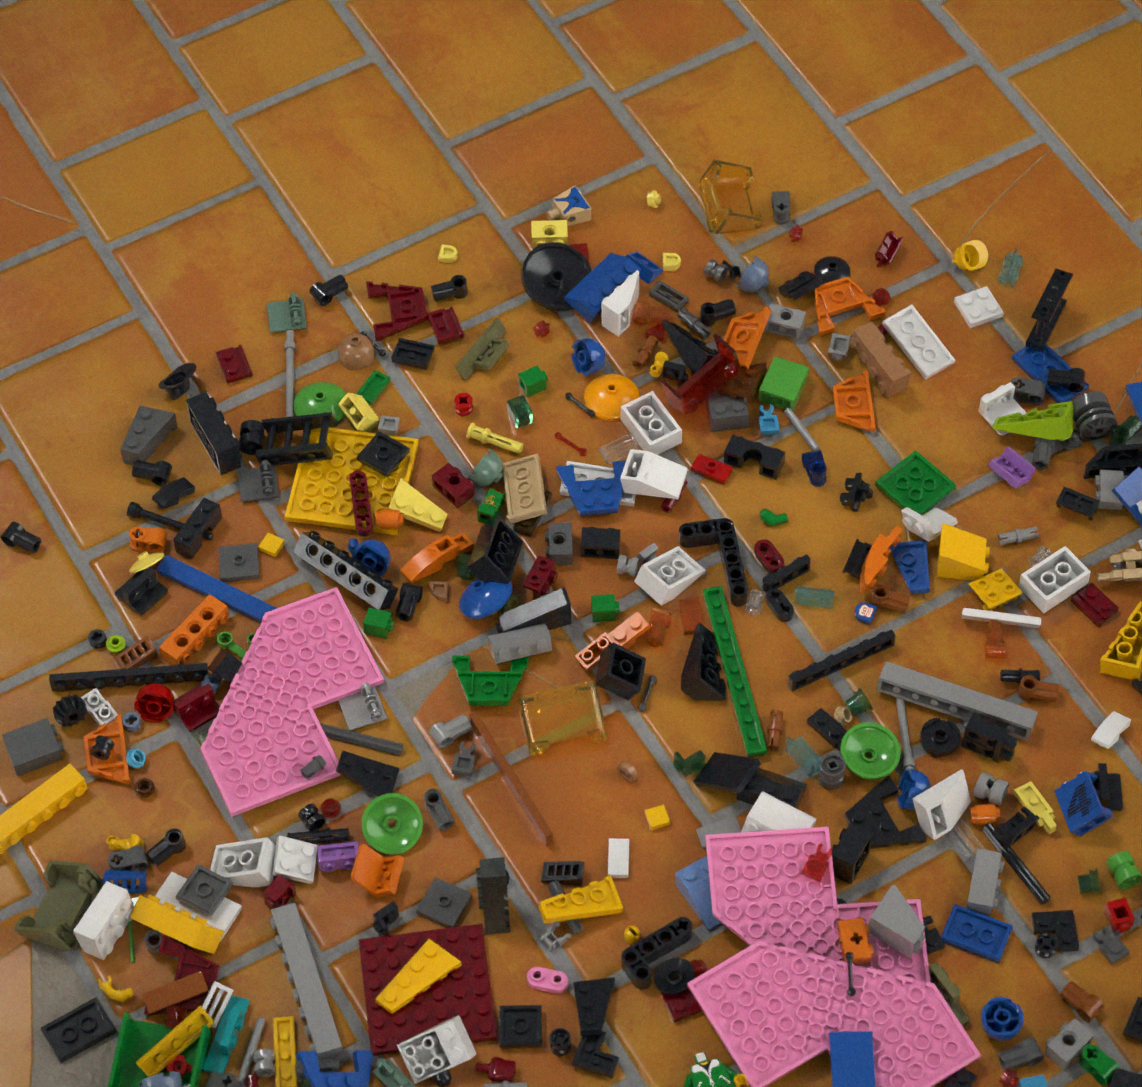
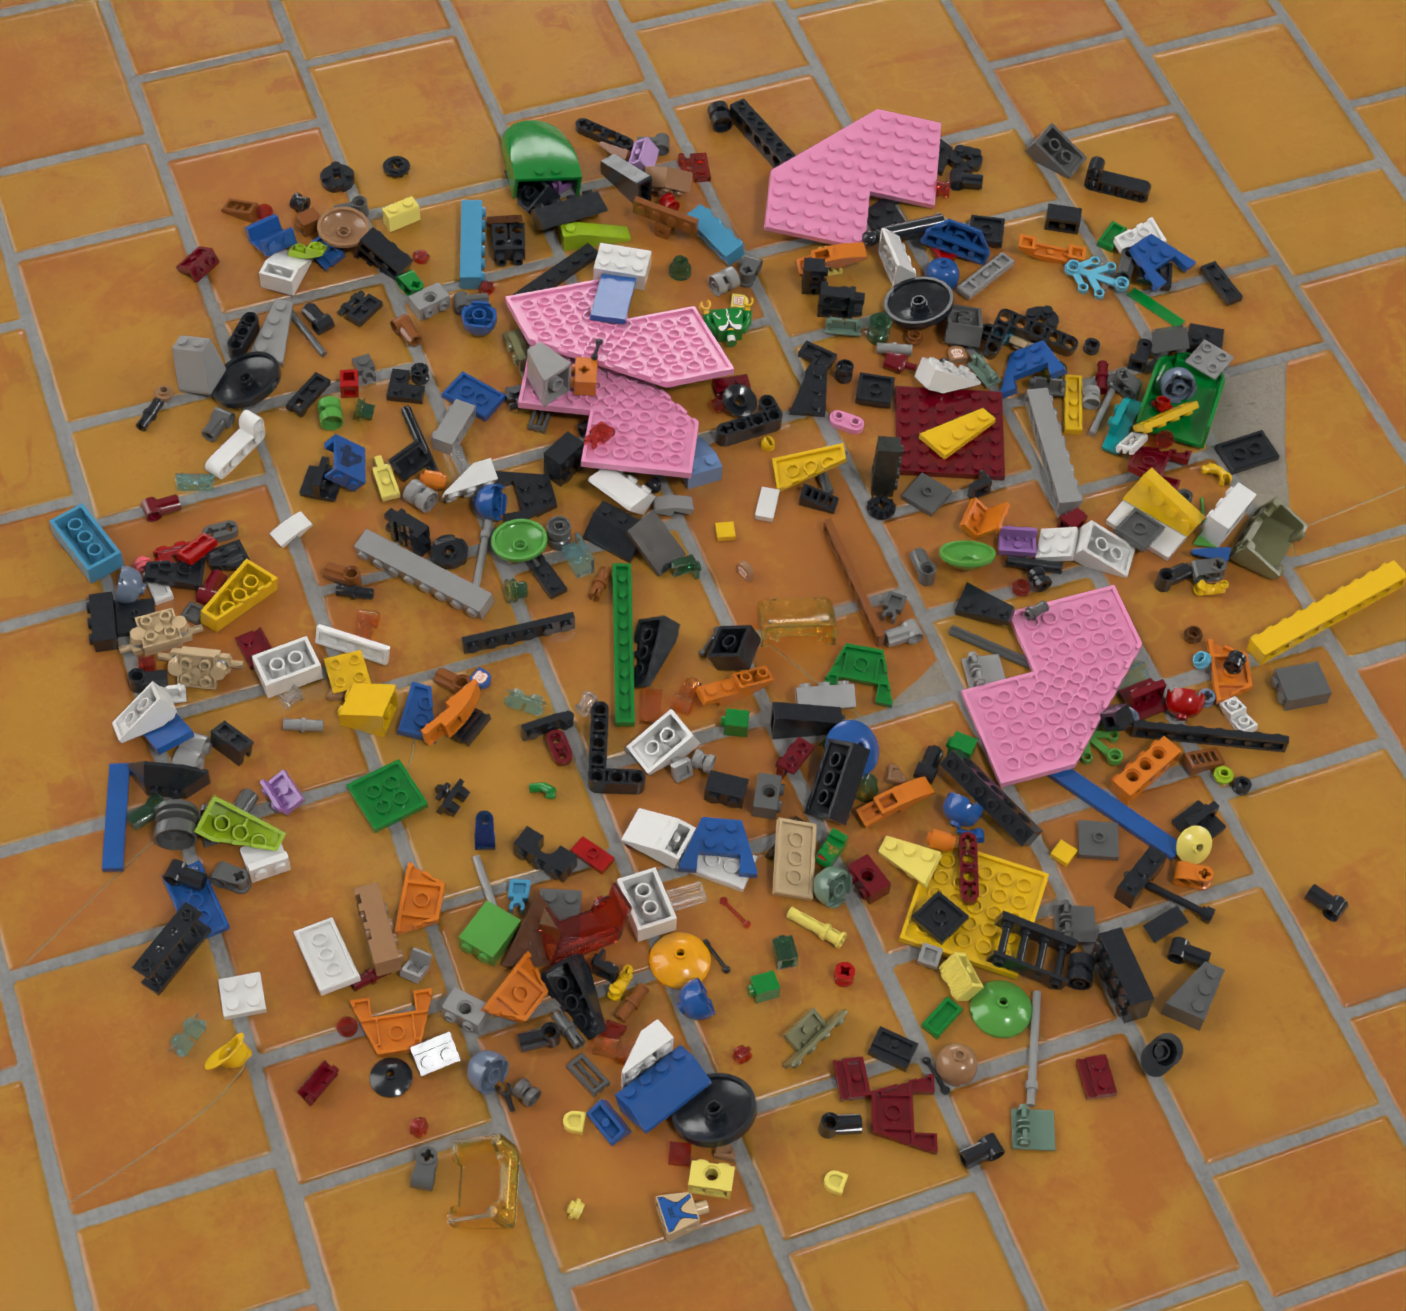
camera: 175 degrees left, 0 degrees up
(69, 710) = (1267, 707): black gear -> none
(175, 992) = (1165, 453): dark orange tile -> none
(776, 607) = (565, 699): black beam -> none
(843, 715) = (533, 584): tan plate -> none
(929, 524) = (388, 744): white bracket -> none

